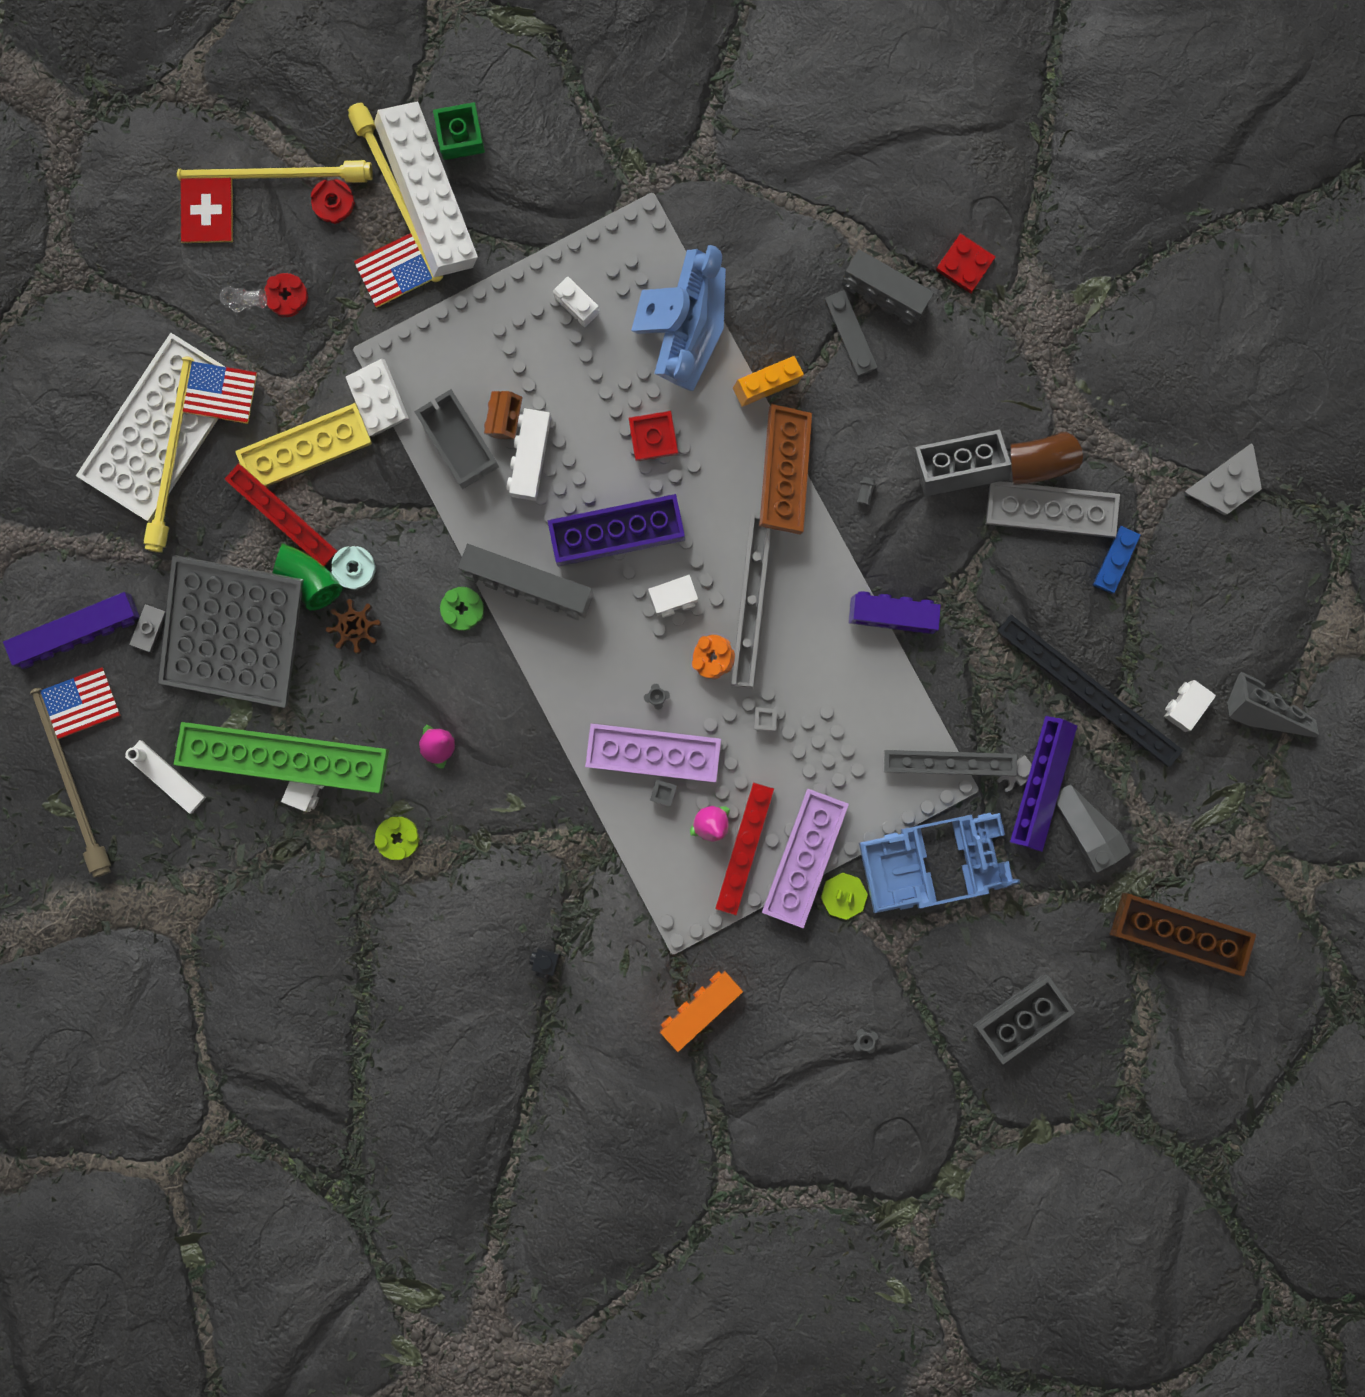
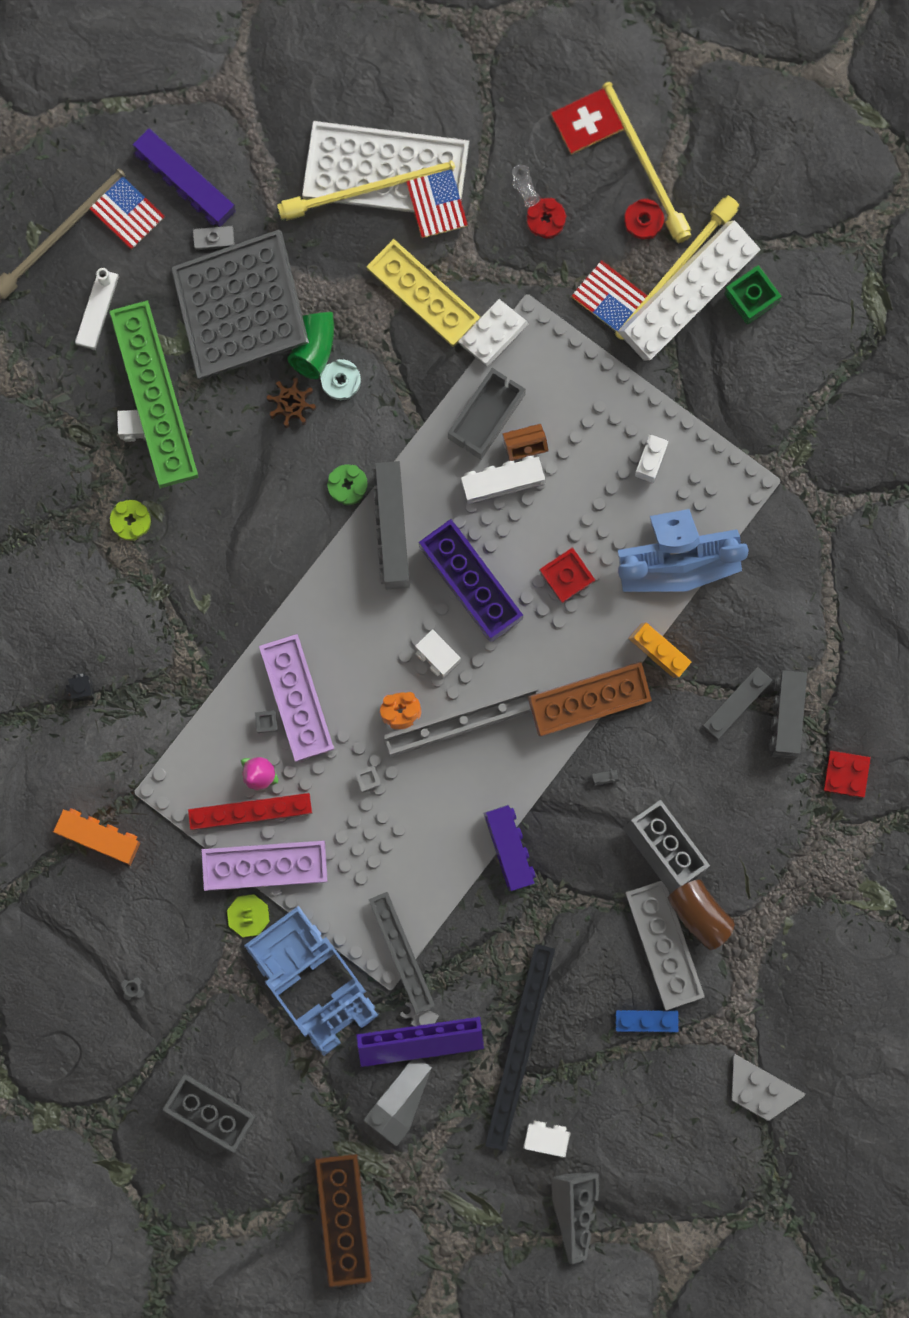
camera: 65 degrees right, 5 degrees down
(281, 514) = (356, 300): red plate -> none
(436, 745) = (222, 516): dark pink hat -> none
(656, 690) = (342, 674): dark grey plate -> none

